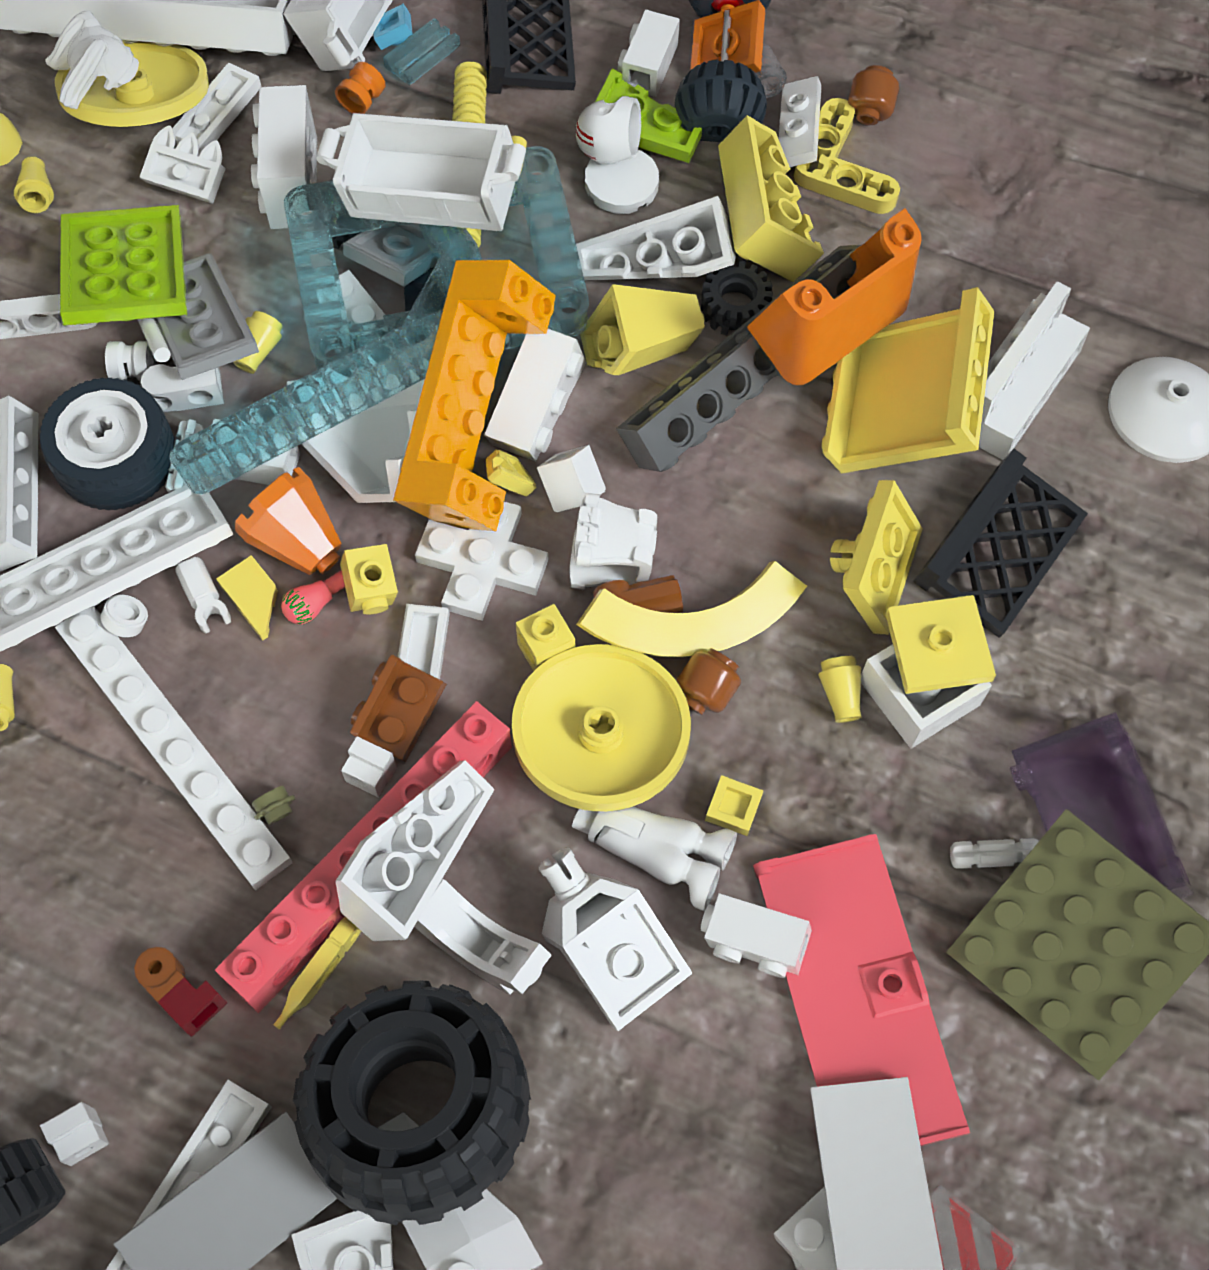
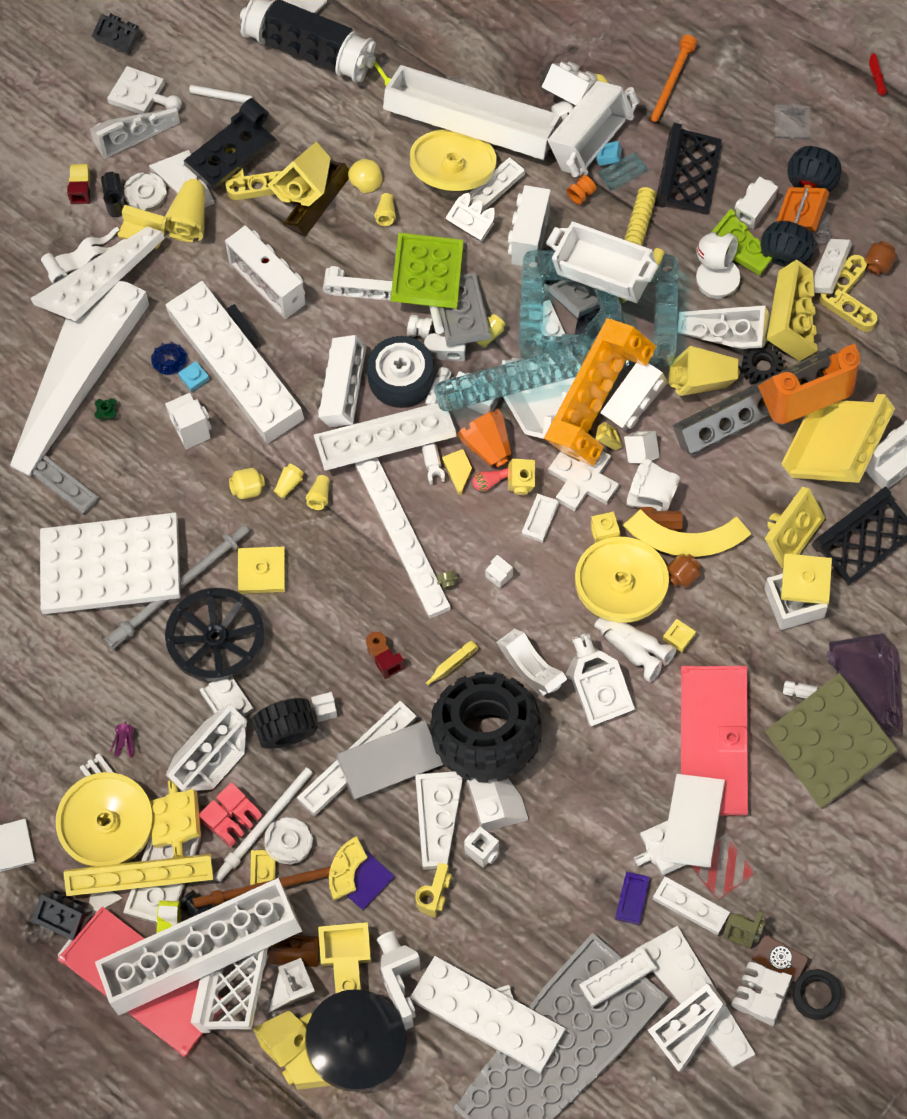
camera: 20 degrees right, 0 degrees up
(90, 53) = (435, 145): white hair -> none
(124, 615) = (391, 465): white tile -> none
(312, 909) = (490, 613): coral brick -> none
(397, 707) = (520, 545): dark orange bracket -> none
(409, 854) = (510, 616): white wedge -> none
(756, 934) = (671, 698): white brick -> none
(842, 686) = (753, 589): light yellow cone -> none

